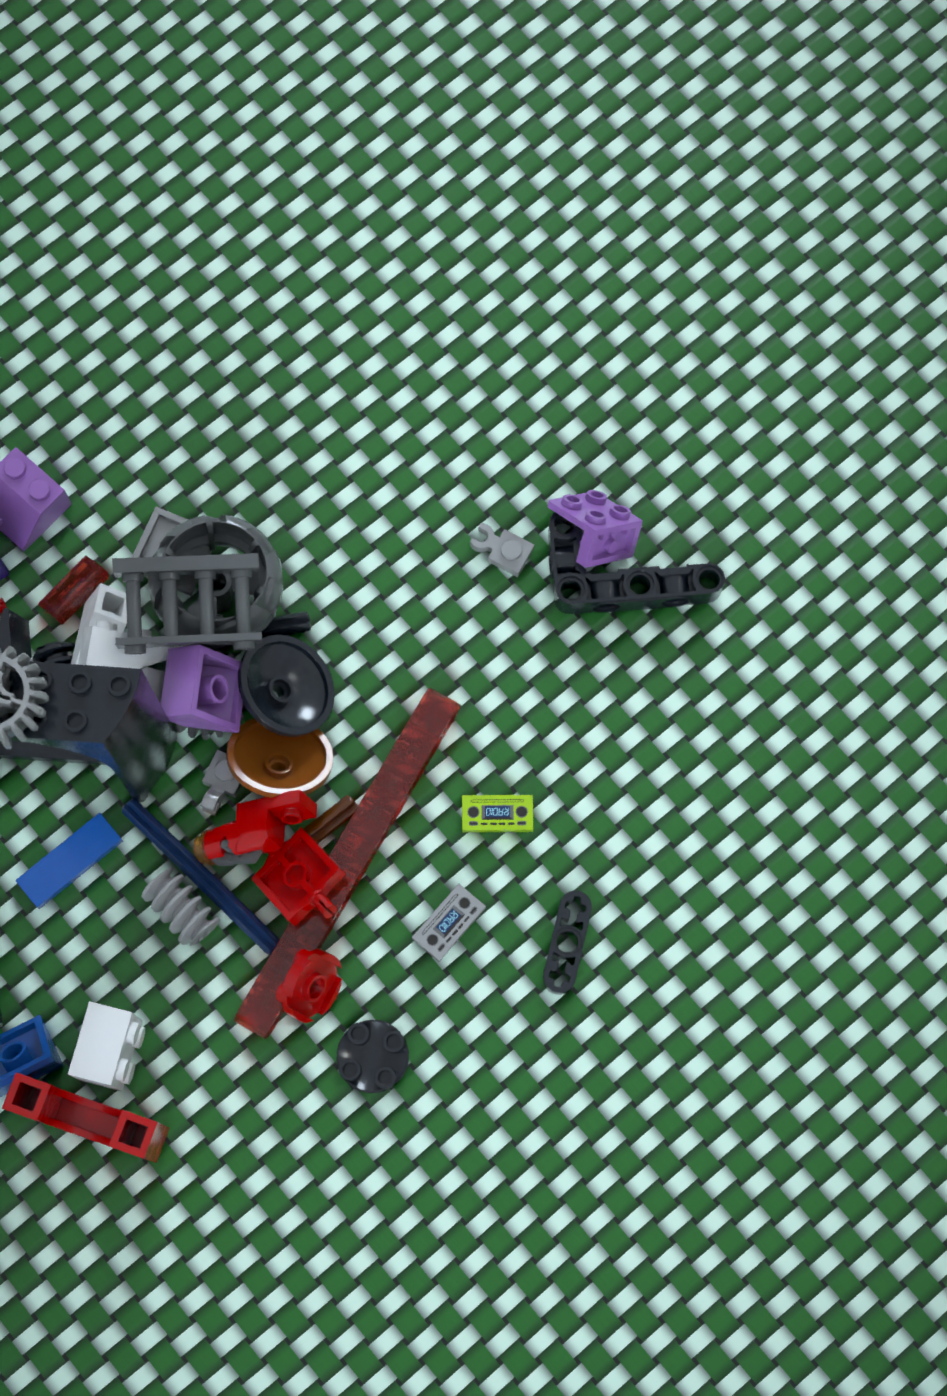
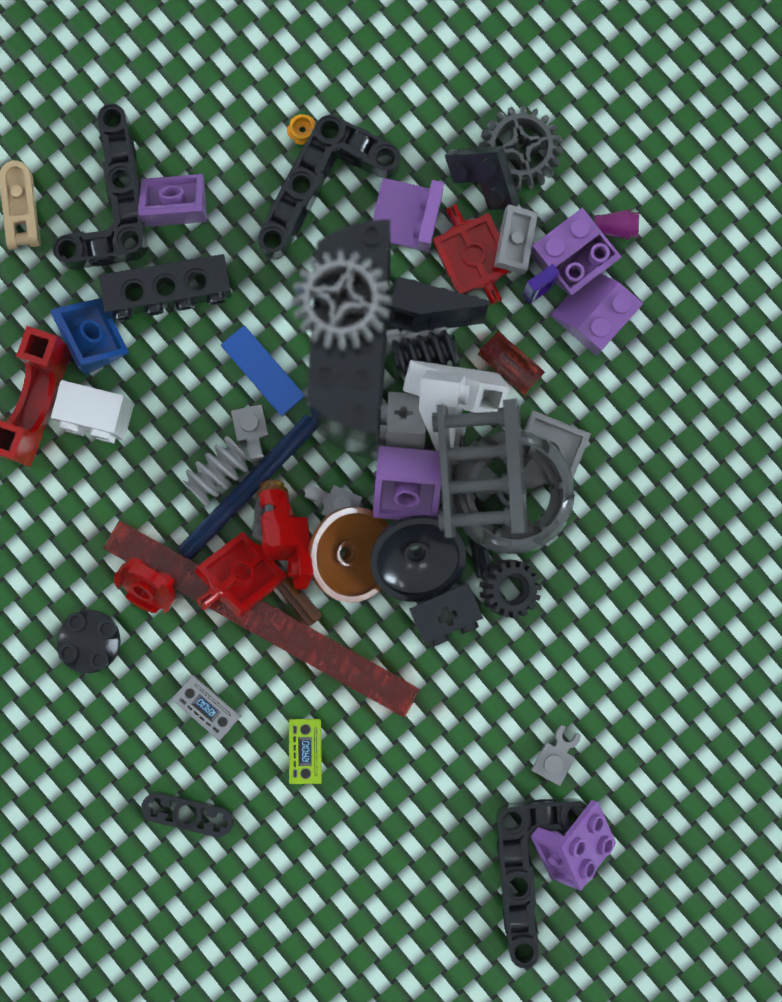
camera: 90 degrees right, 10 degrees up
(132, 873) = (250, 428): none -> light grey plate
(321, 608) = (527, 595): none -> black tyre
(349, 679) = (427, 613): none -> black brick

